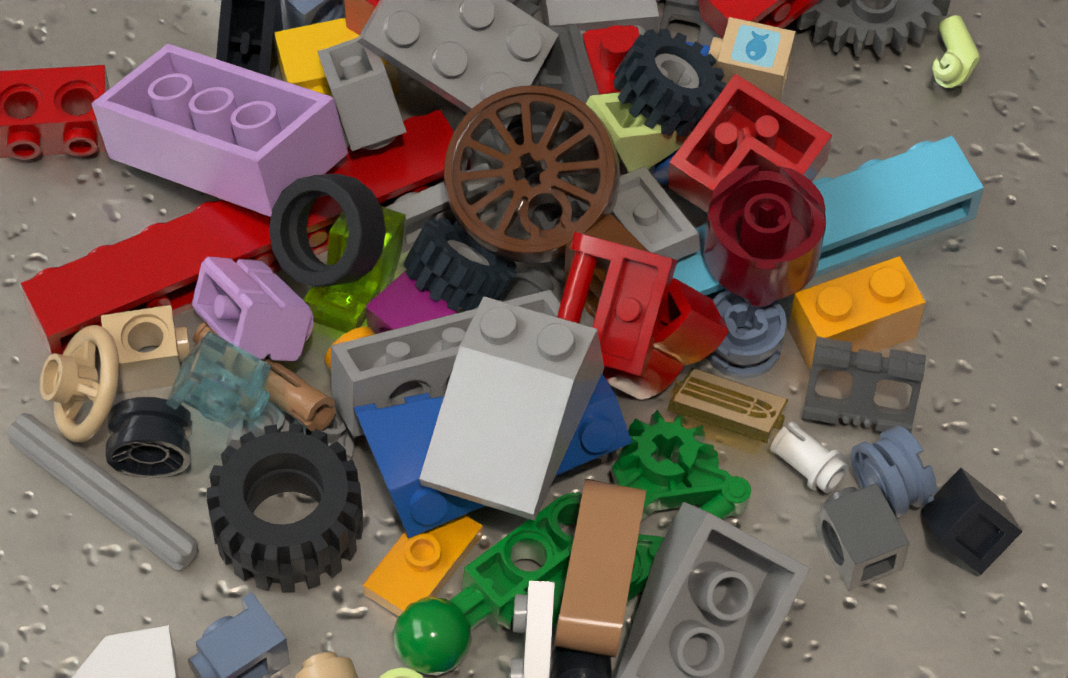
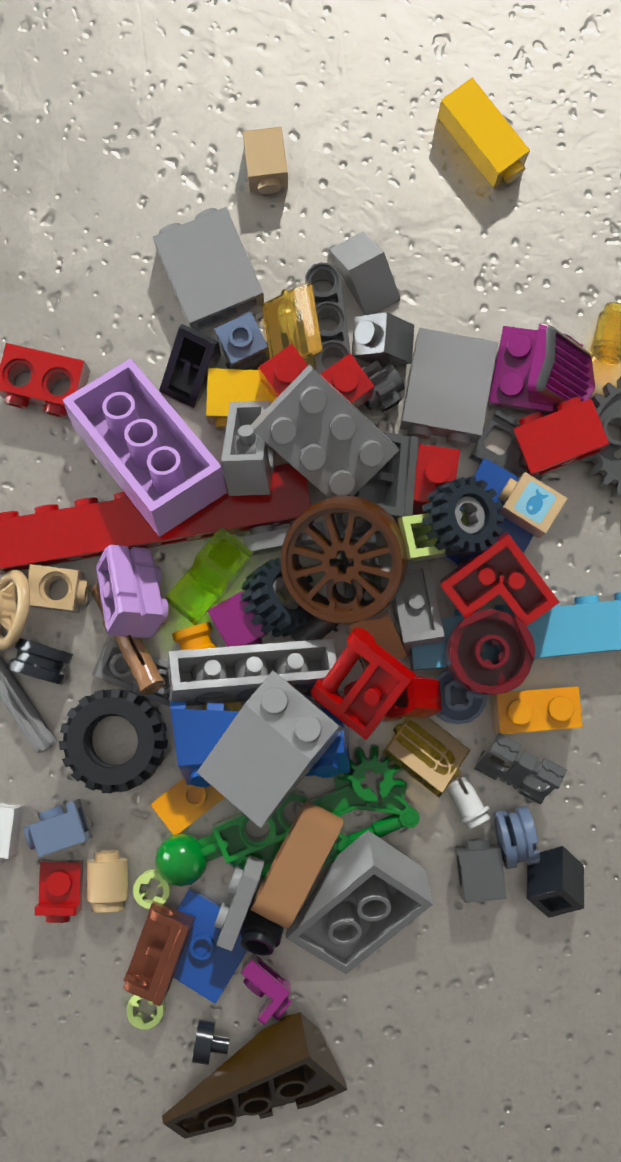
camera: 15 degrees right, 25 degrees up
(221, 382) = (91, 649): clear light blue brick -> none
(290, 234) = (213, 552): black tyre -> none

